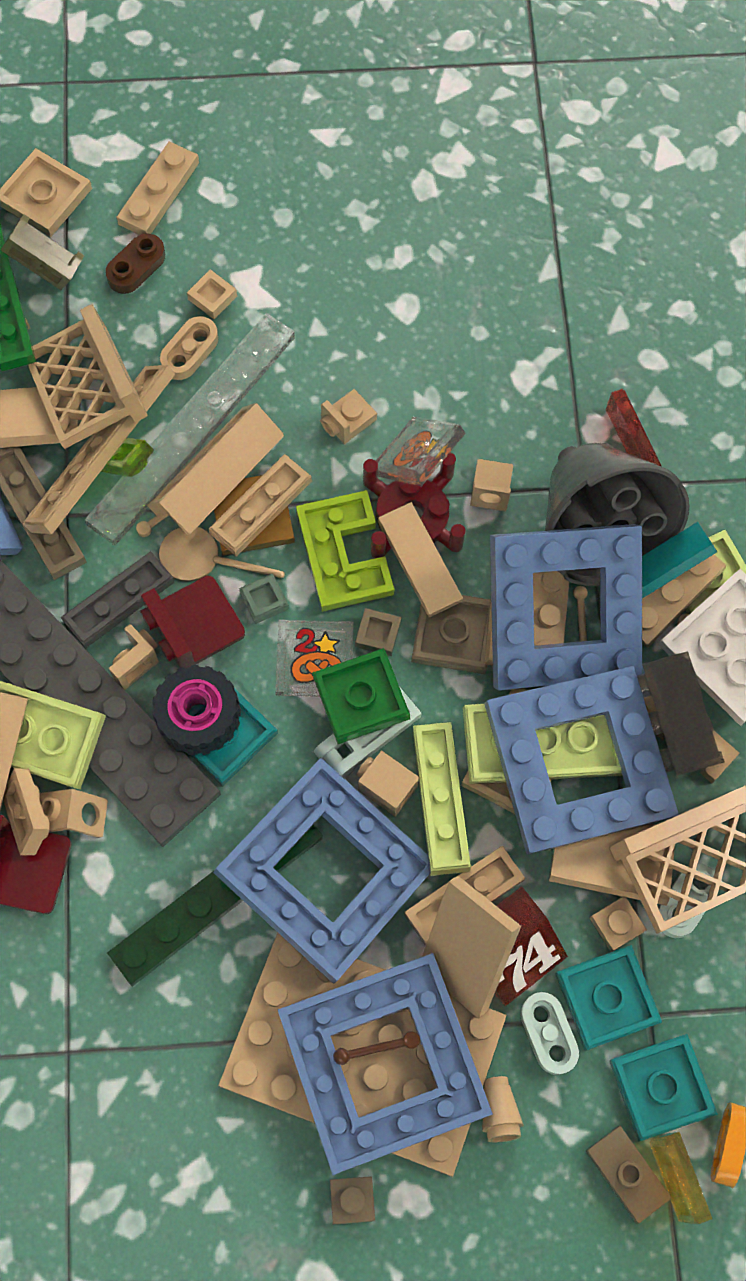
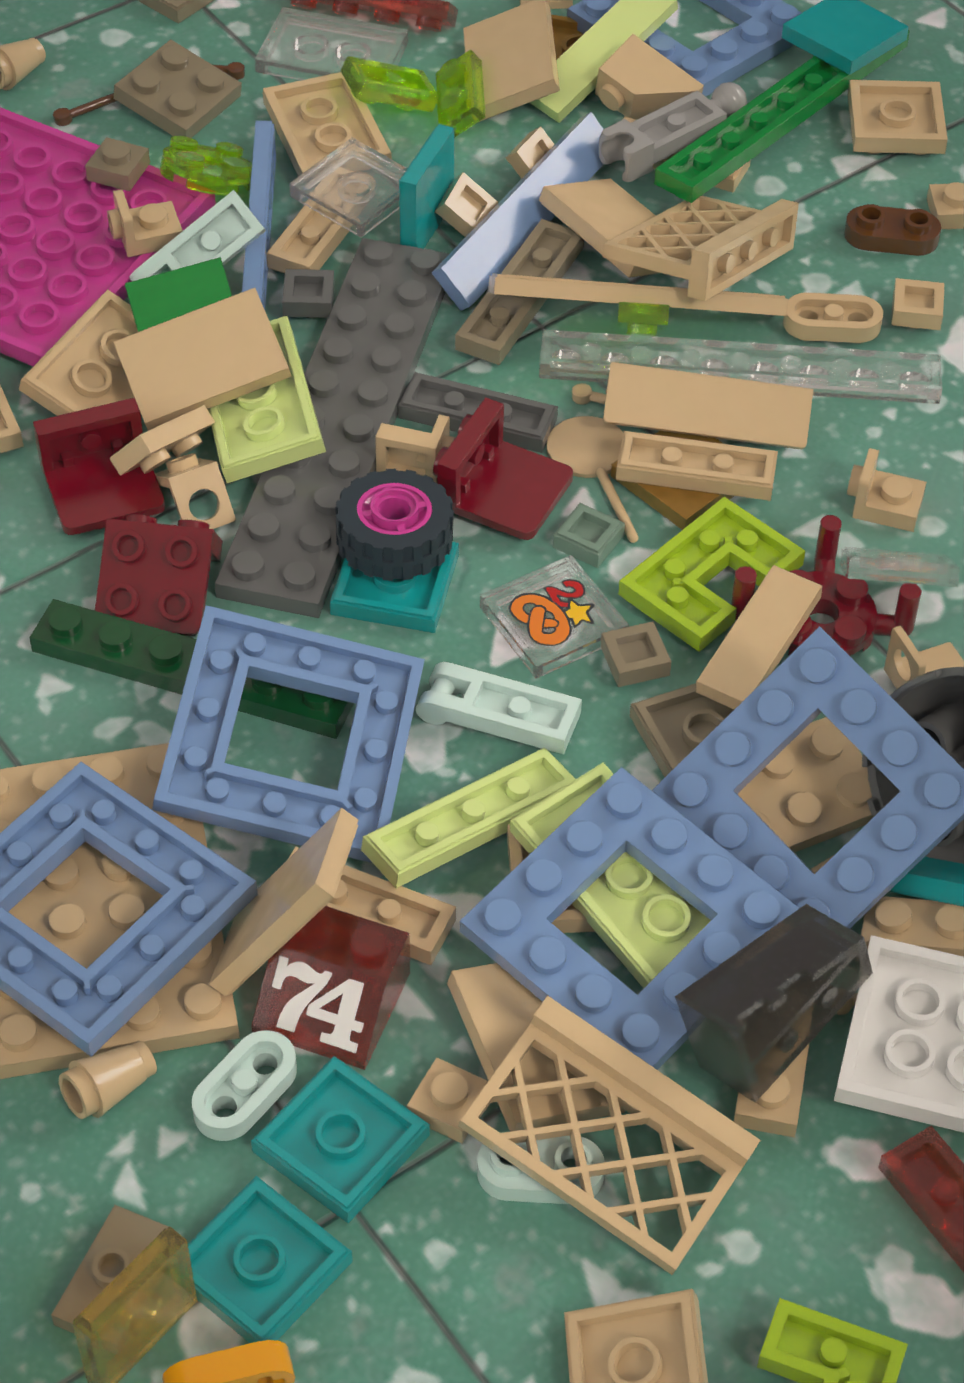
camera: 60 degrees right, 20 degrees down
(41, 254) = (820, 140): hinge -> none
(130, 874) = (157, 572): none -> dark red bracket
(361, 696) = (535, 667): green tile -> none
(386, 782) = (447, 751): tan brick -> none
(409, 1040) = (126, 905): reddish brown hinge -> none

